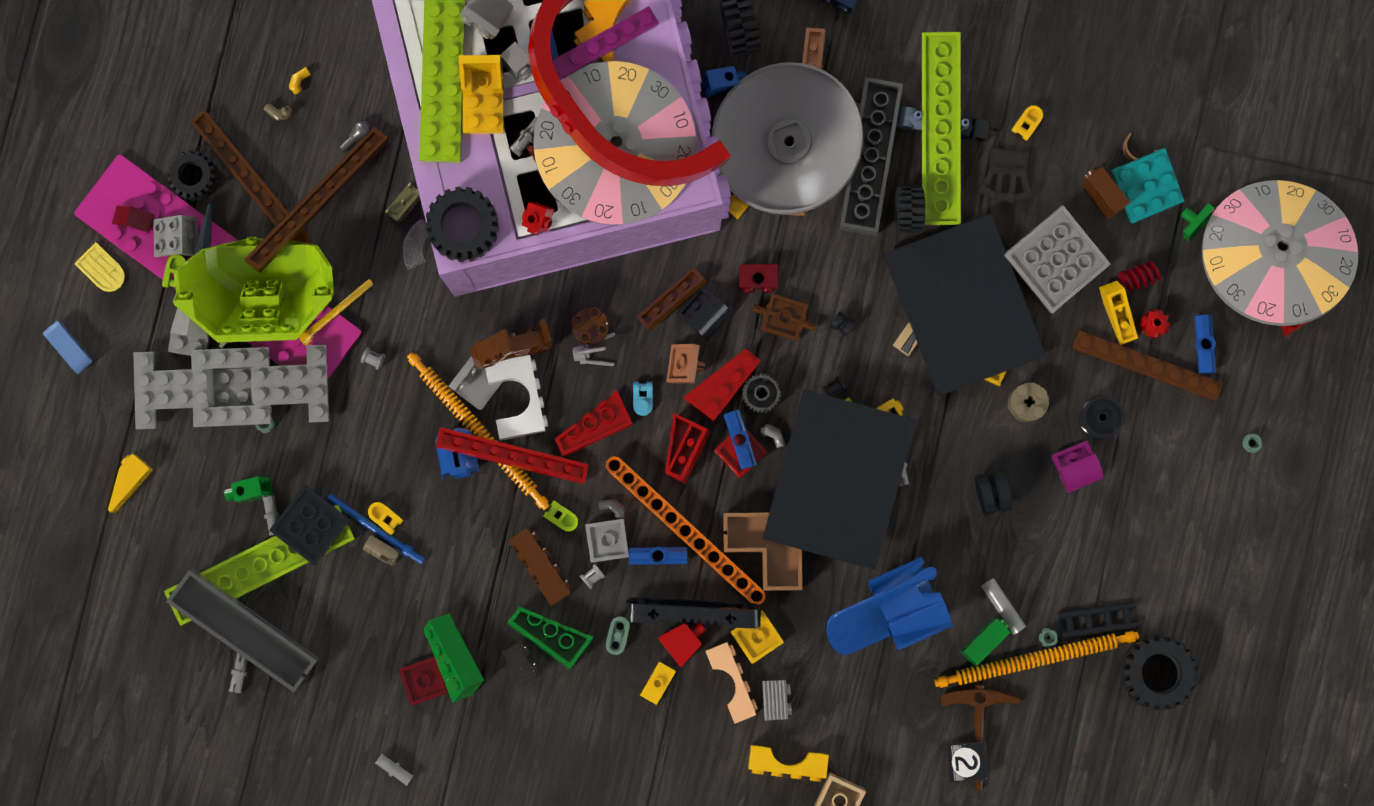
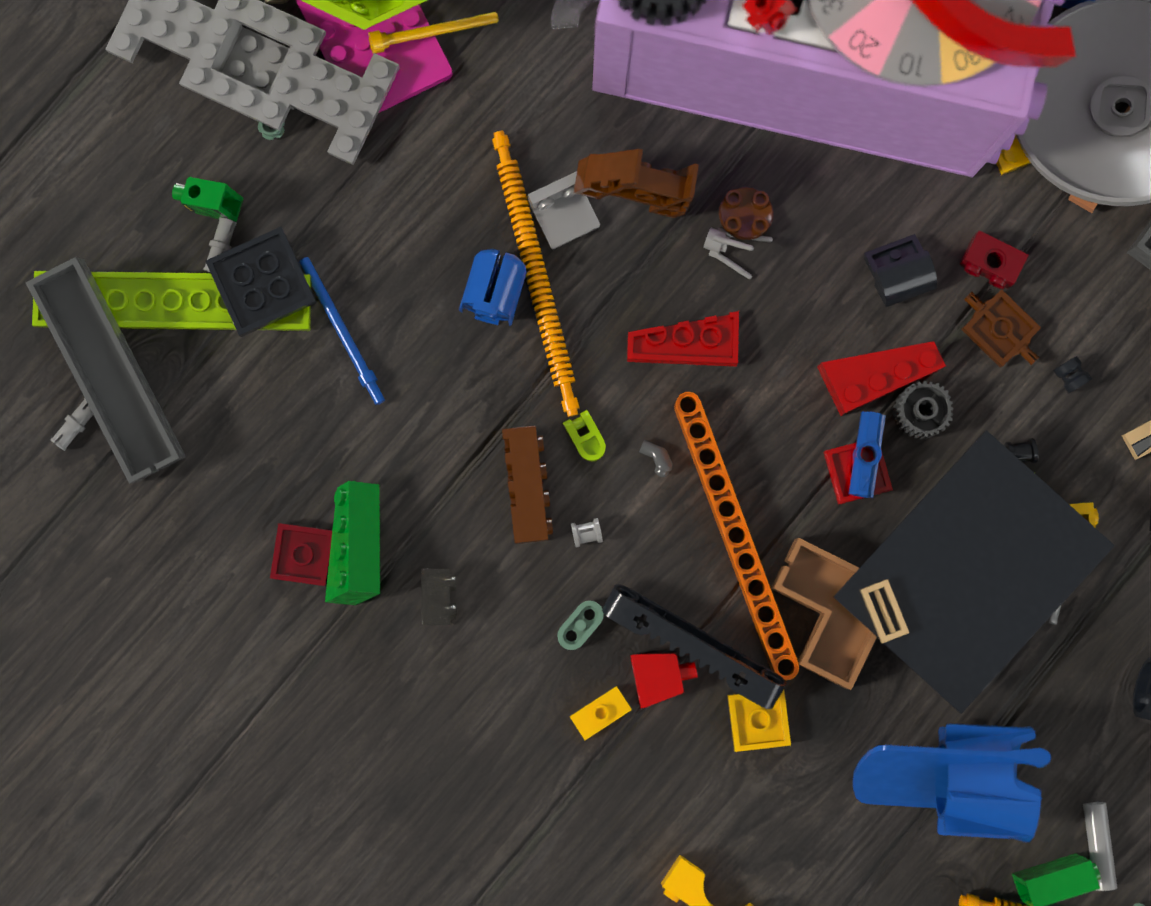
camera: 25 degrees right, 0 degrees up
(129, 478) = (63, 109): yellow slope -> none
(372, 358) = (449, 113): light grey bush -> none
(379, 512) = (356, 312): yellow plate -> none
(381, 550) = (334, 361): dark tan hinge -> none
(394, 769) = (206, 648): light grey pin -> none
(511, 455) = (562, 323): red plate -> none
(531, 420) = (610, 293): white arch -> none
(553, 638) = (497, 587): green wedge -> none
(607, 540) = (628, 496): light grey plate -> none
(643, 405) = (761, 347): medium azure plate -> none
(671, 299) = (867, 231): reddish brown plate -> none
(672, 555) = (701, 558): blue piece -> none
(684, 363) = (843, 321): nougat tile -> none
(685, 447) = (791, 427): red wedge -> none
(740, 706) = (693, 798): light nougat arch -> none
(775, 433) = (913, 468): light grey arm -> none
(775, 700) = (742, 814): light grey brick -> none
(809, 542) = (896, 610): none -> tan tile

